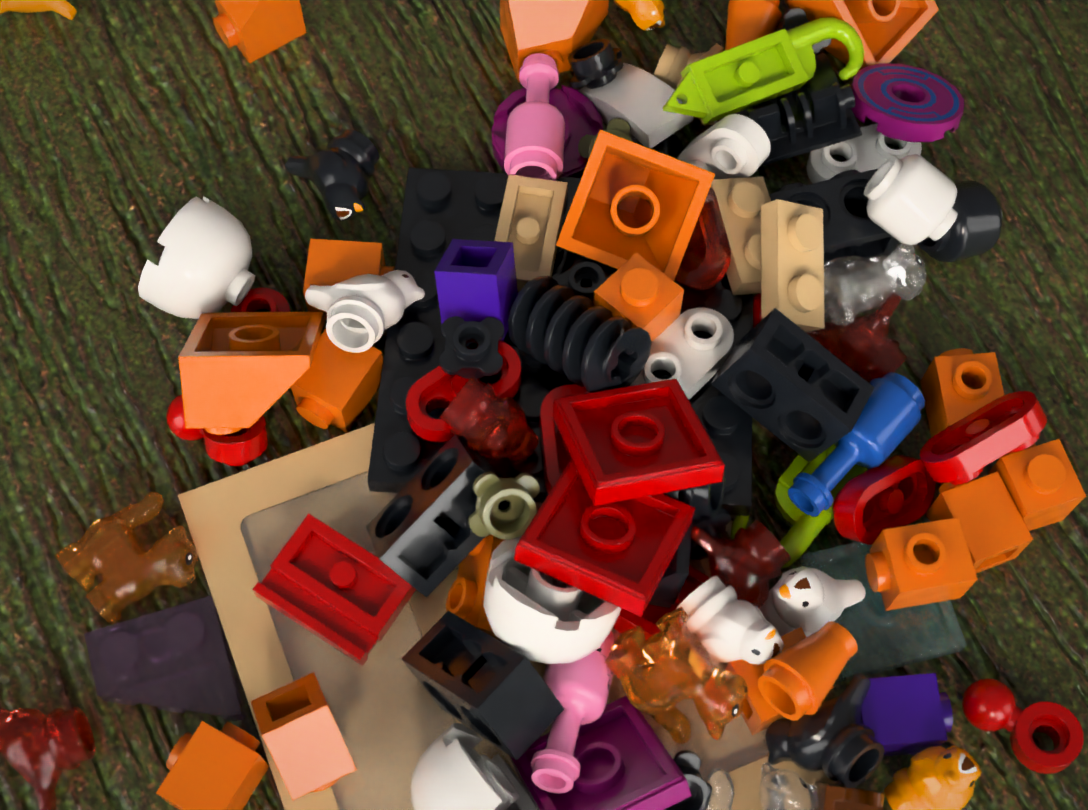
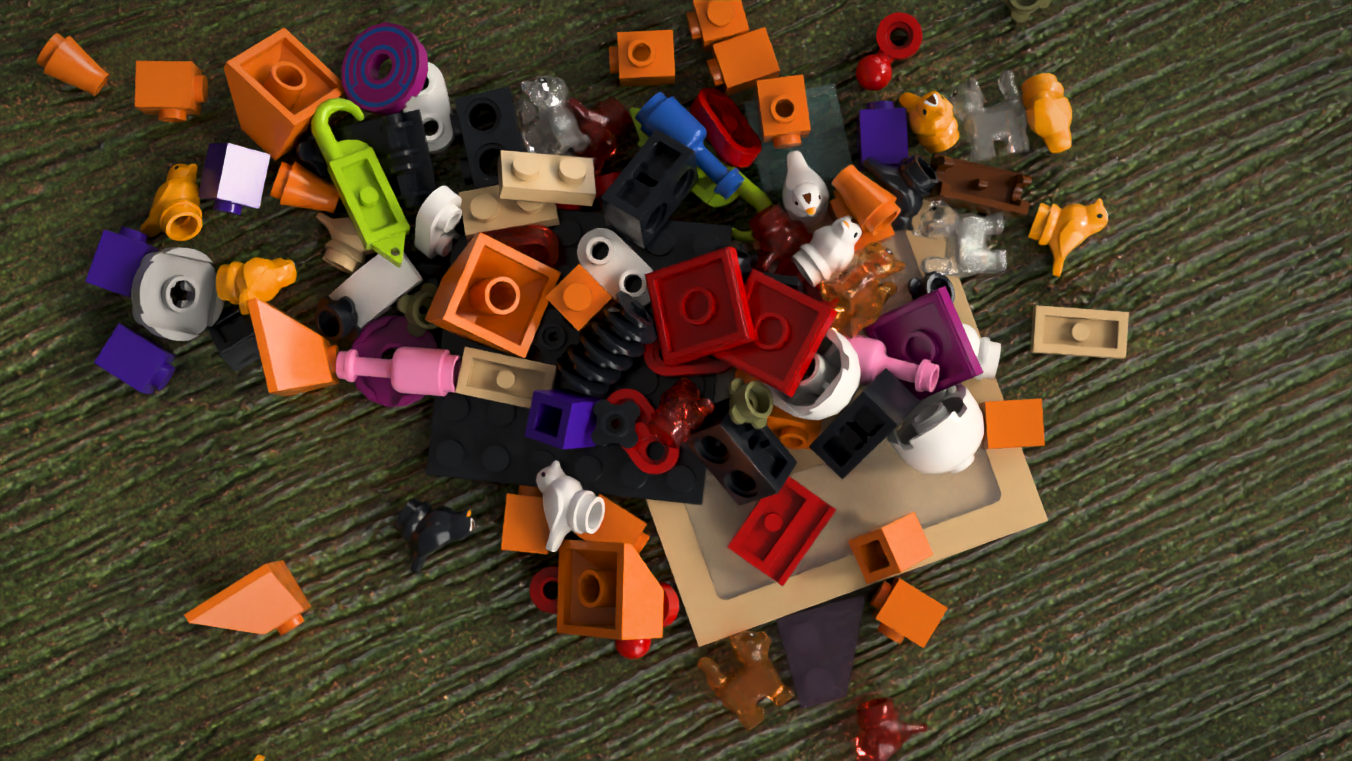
camera: 85 degrees left, 20 degrees up
(201, 262) = (518, 633): white cylinder -> none
(911, 199) = (496, 81): white head -> none
(974, 229) = (494, 42): black head -> none
(982, 437) = (691, 53): red plate -> none

